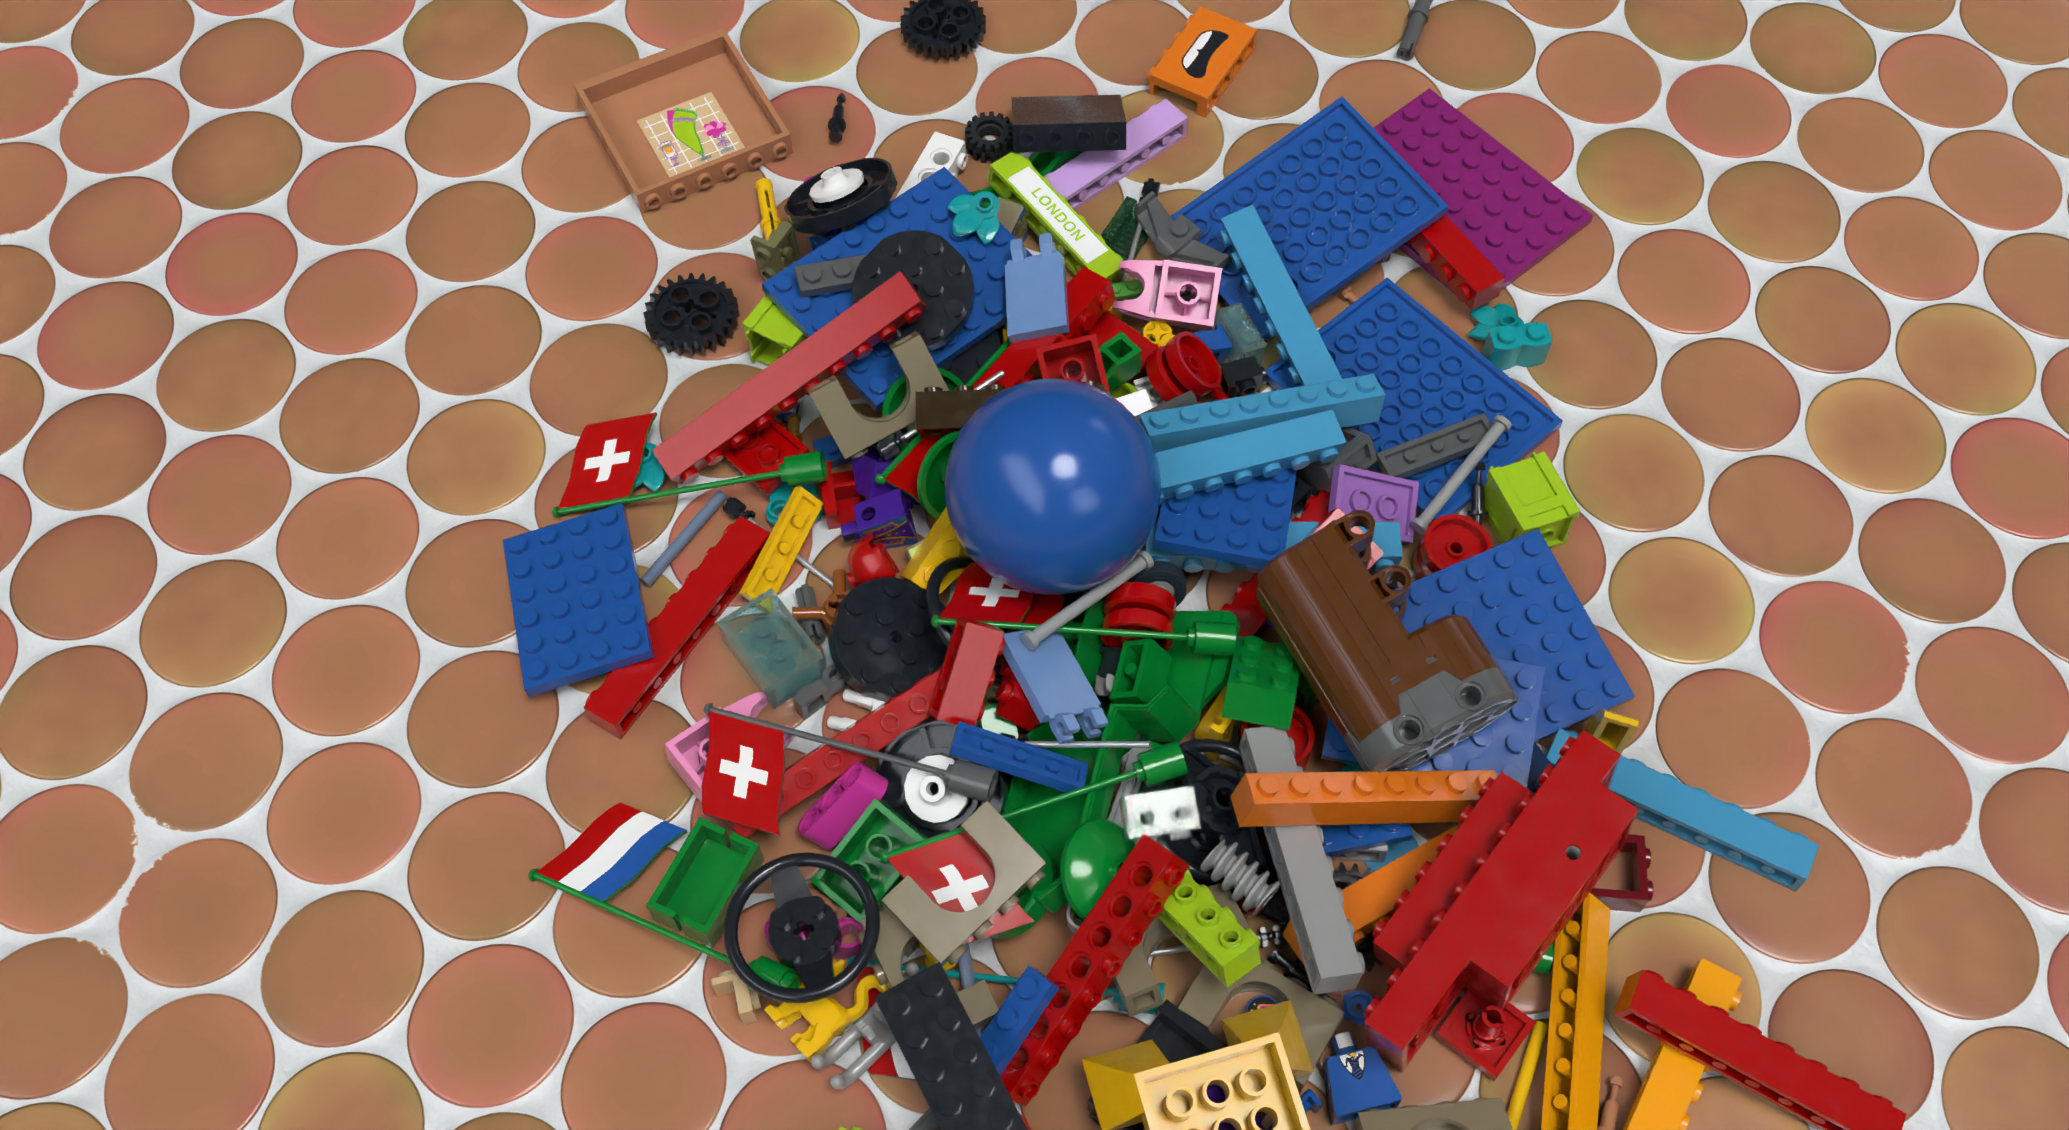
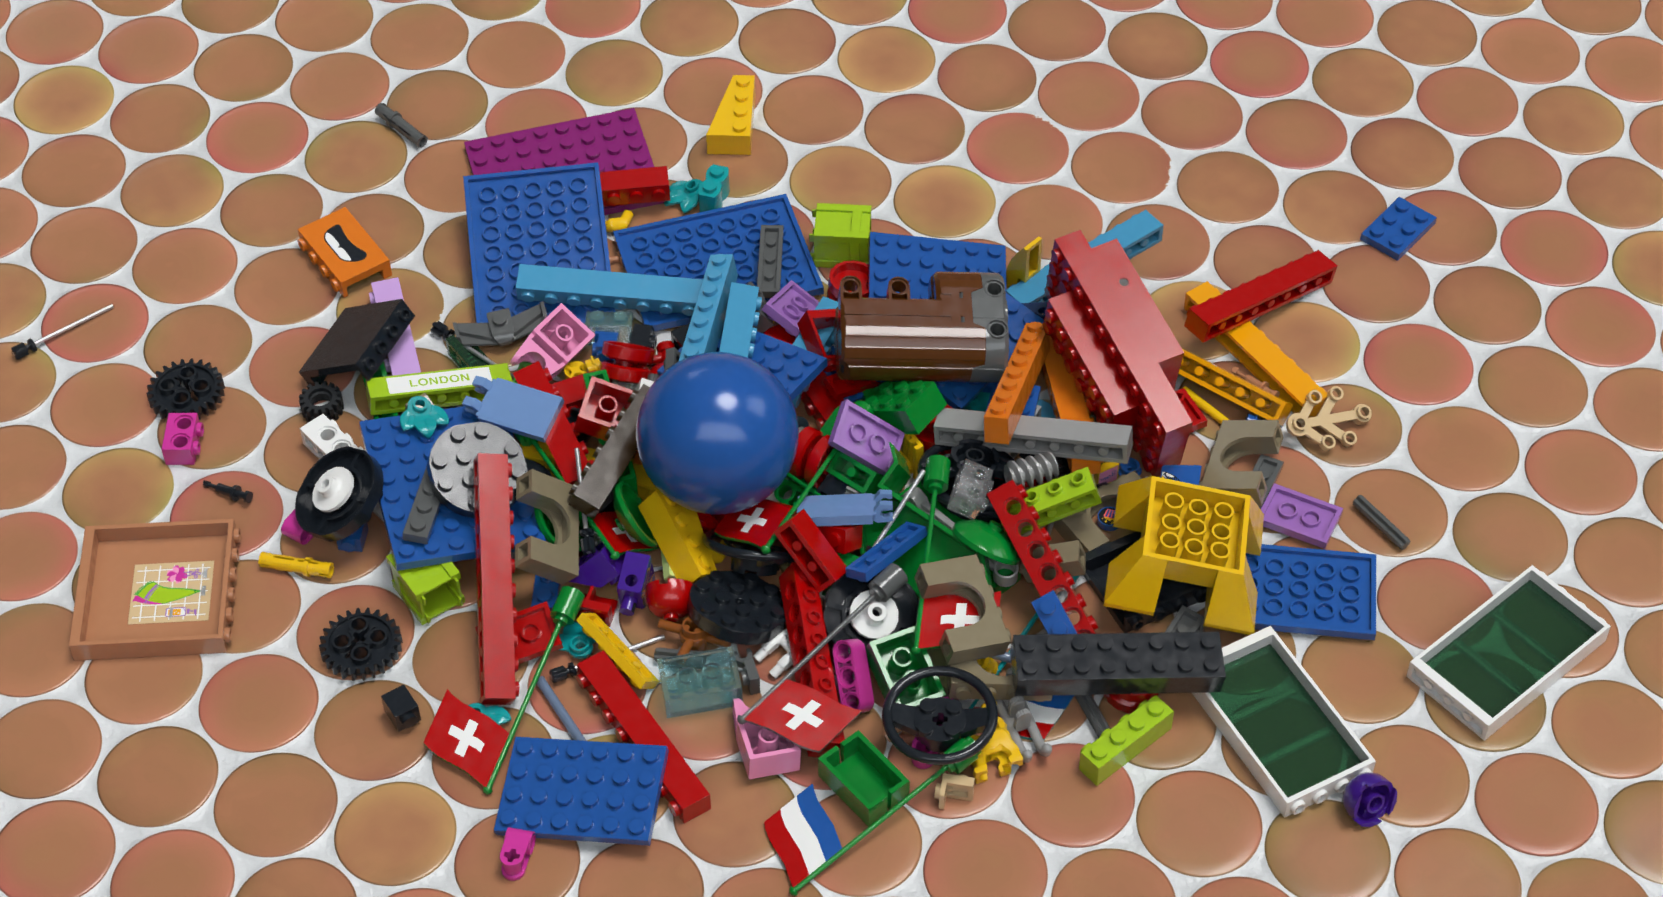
camera: 65 degrees left, 10 degrees down
(482, 572) = (516, 852): none -> dark pink piece
(619, 385) = (401, 708): none -> black brick
(777, 251) = (349, 565): olive bracket -> none
(879, 50) = (182, 438): none -> dark pink brick
(1032, 638) = (811, 502): light grey bar -> none
(1180, 654) = (865, 437): none -> medium lavender plate
(1408, 281) = (619, 223): none -> yellow arm
(1478, 492) = (815, 257): black piece -> none
(1500, 425) = (778, 219): light grey bar -> none
(1647, 317) = (733, 121): none -> yellow wedge

